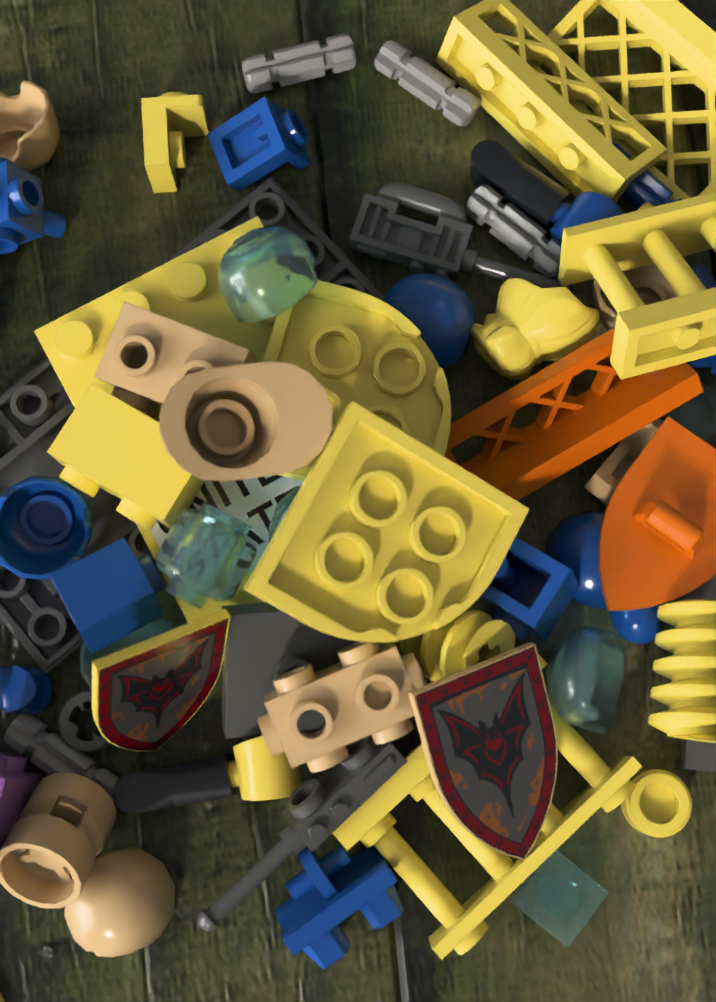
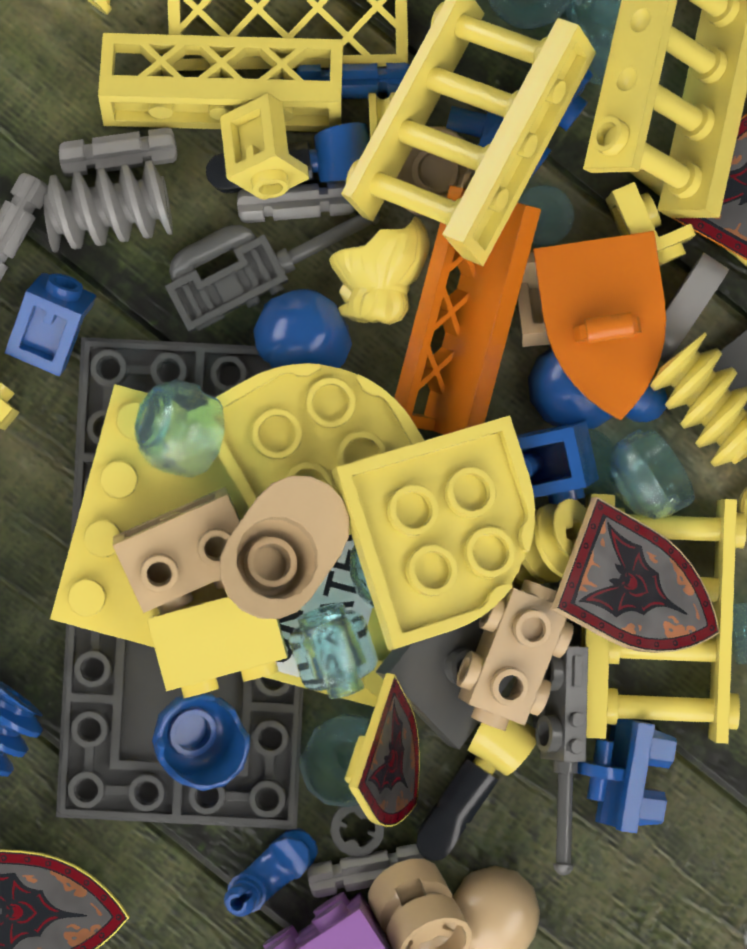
camera: 45 degrees left, 10 degrees up
(110, 594) = (294, 736): blue brick -> none
(379, 104) = (106, 206): none -> light grey piece
(526, 157) = (258, 149): none -> light yellow bracket

